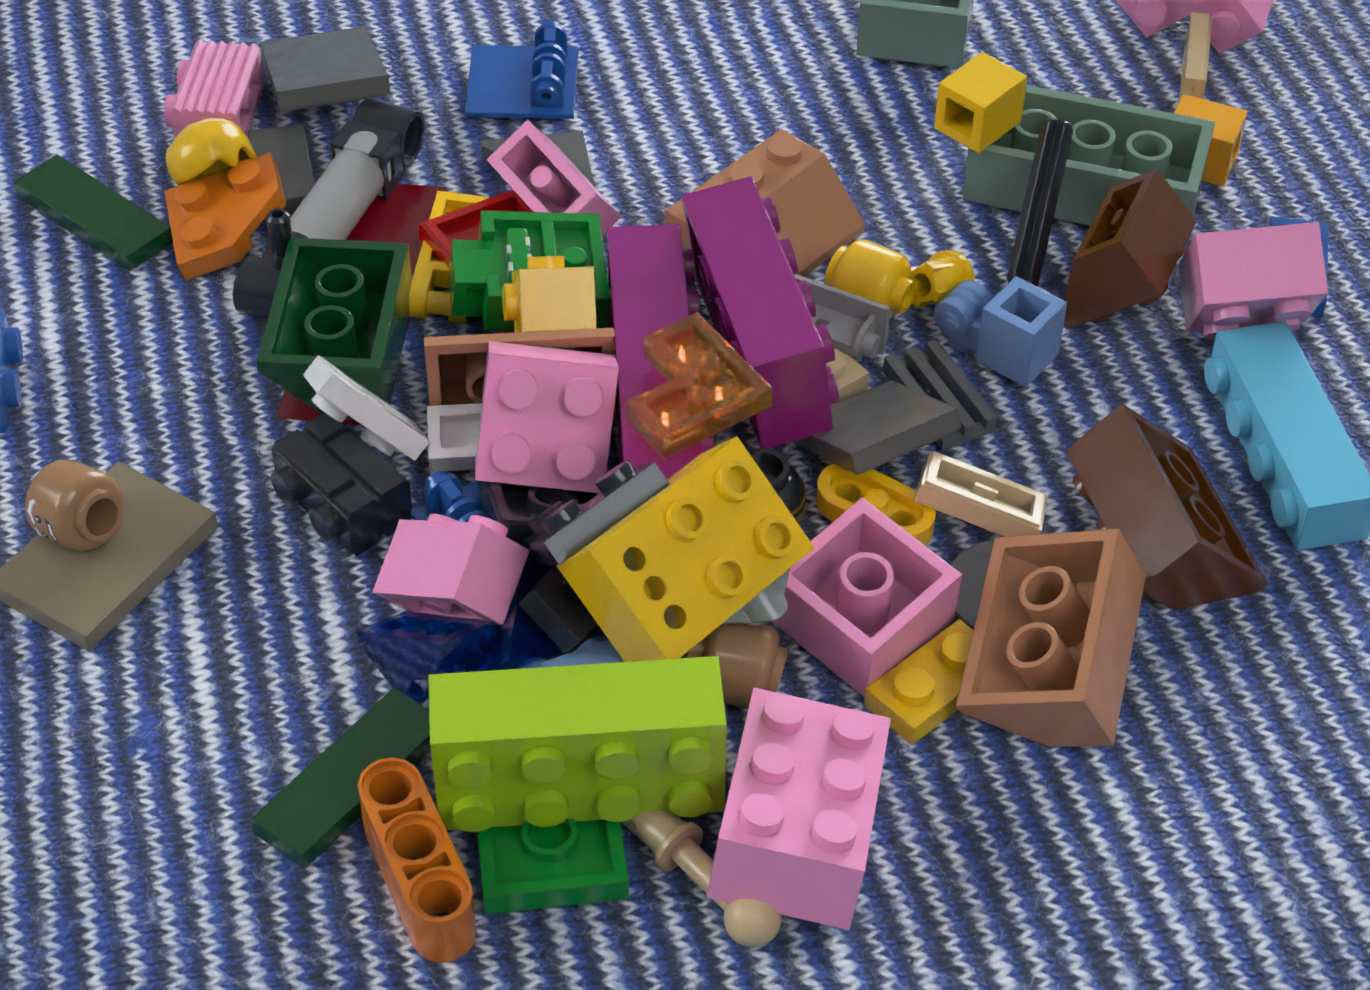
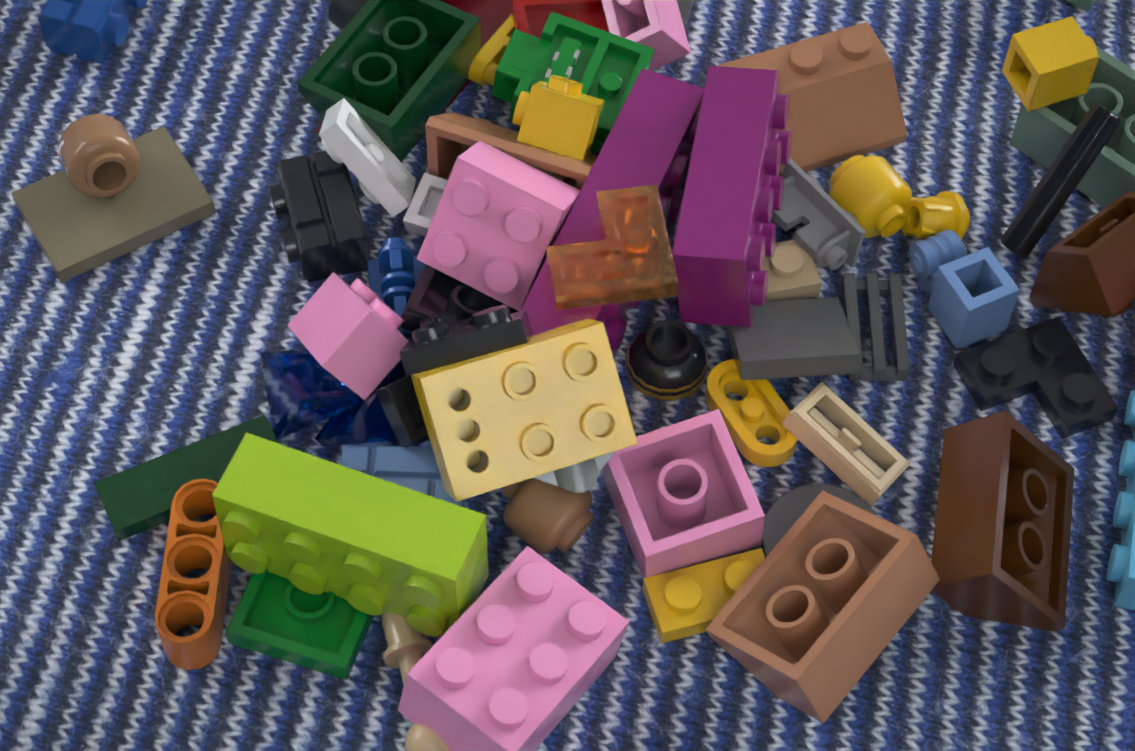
camera: 25 degrees right, 10 degrees up
(1109, 370) = (1043, 363): none -> black plate

